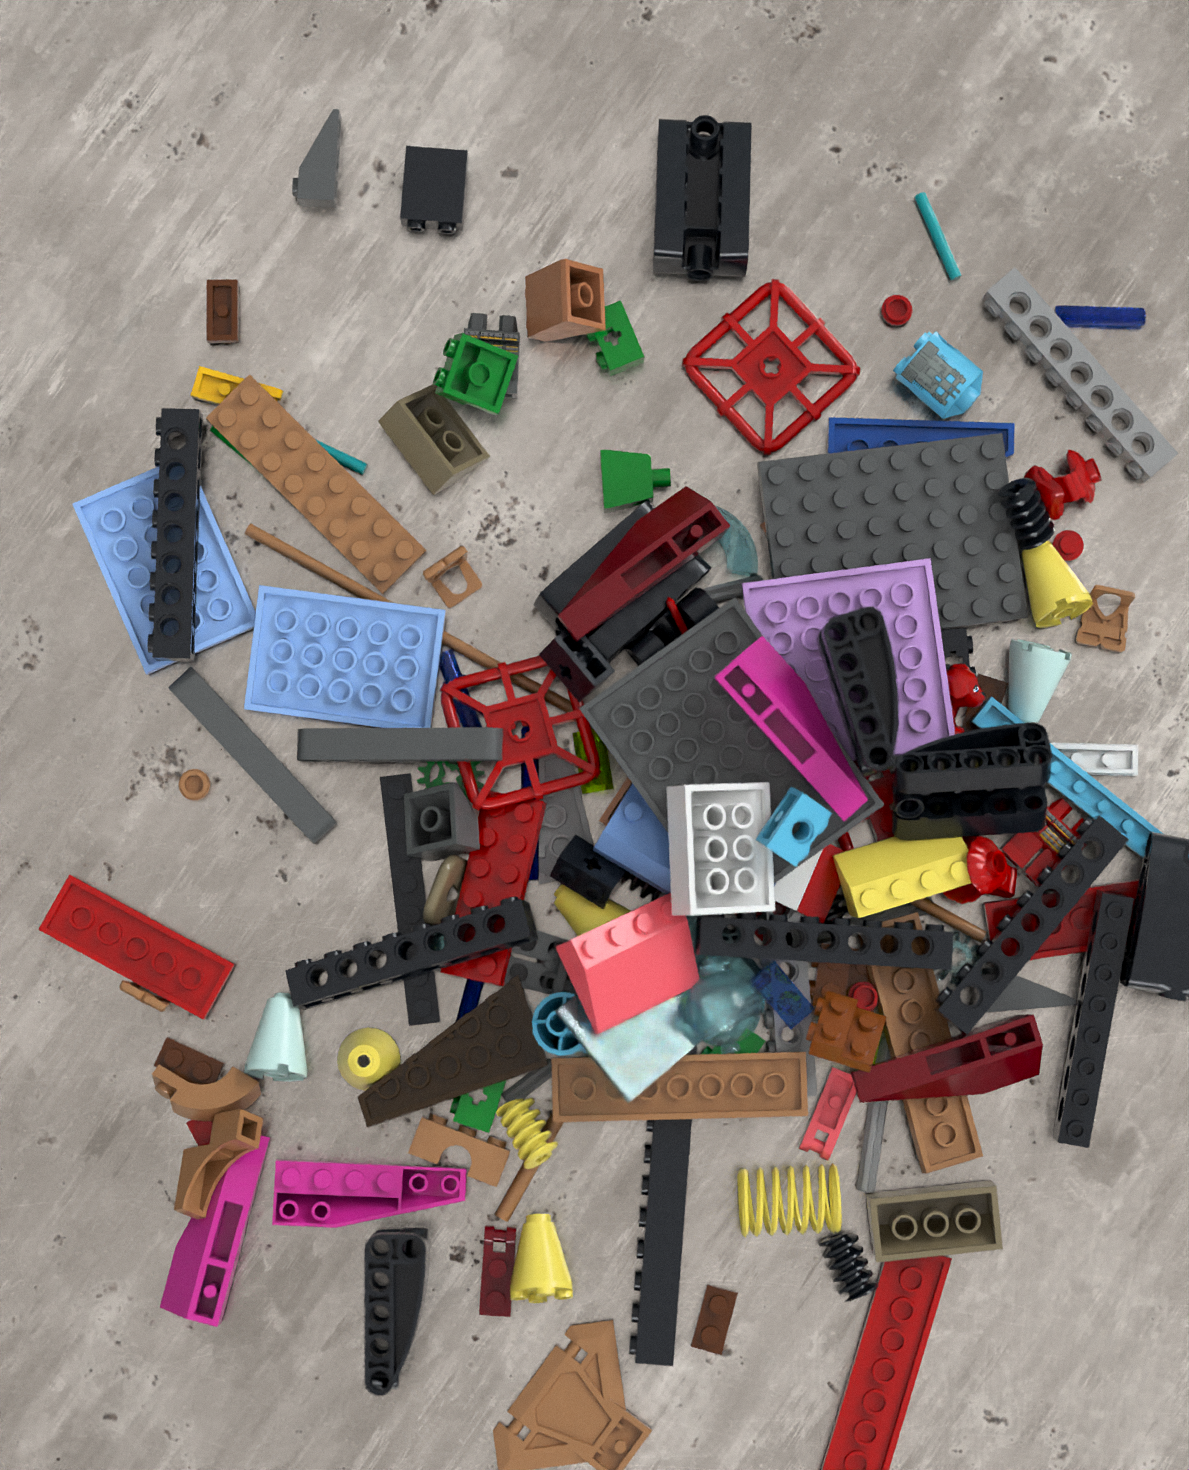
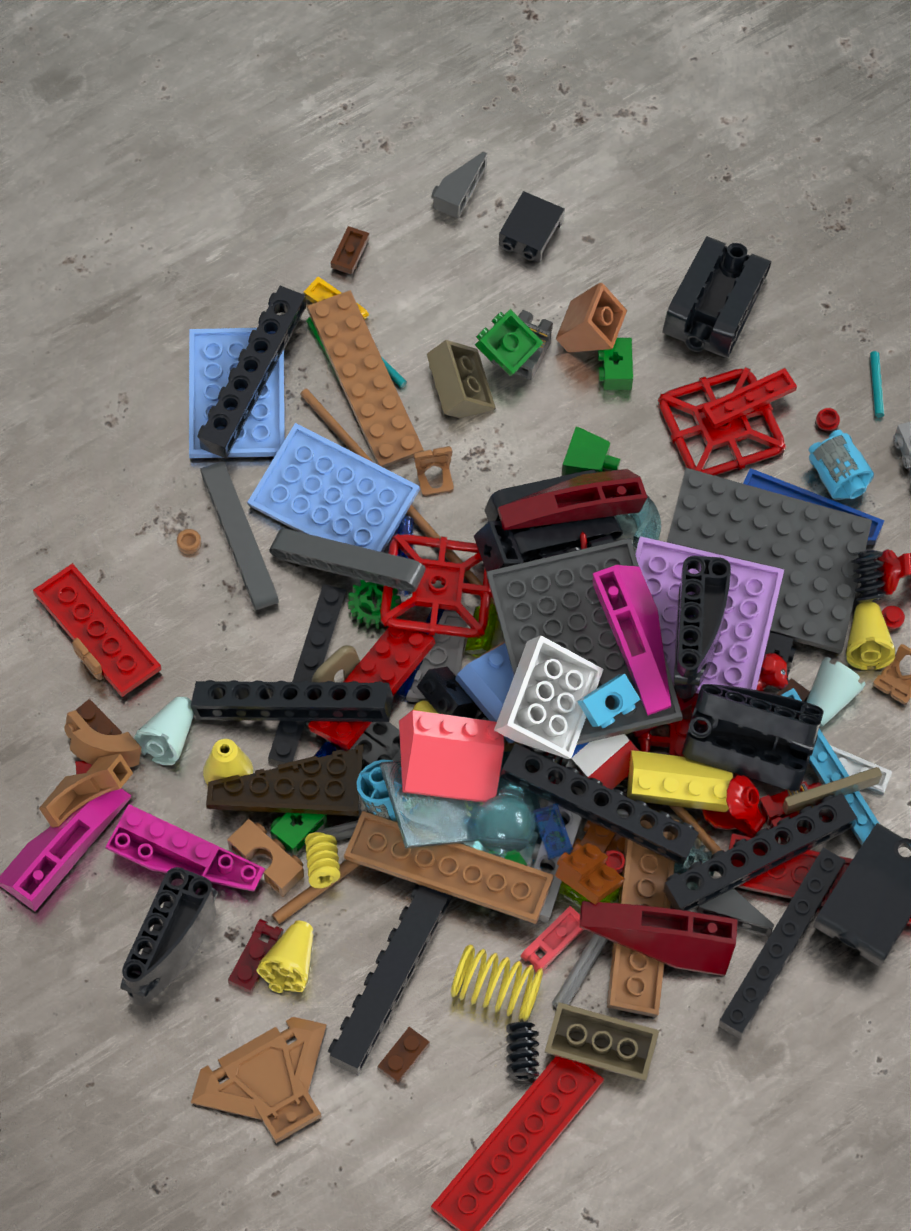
camera: 25 degrees right, 20 degrees down
(440, 823) = (353, 623): dark grey slope -> none
(795, 326) = (749, 398): none -> red plate
(1084, 811) = (845, 786): none -> dark tan tile

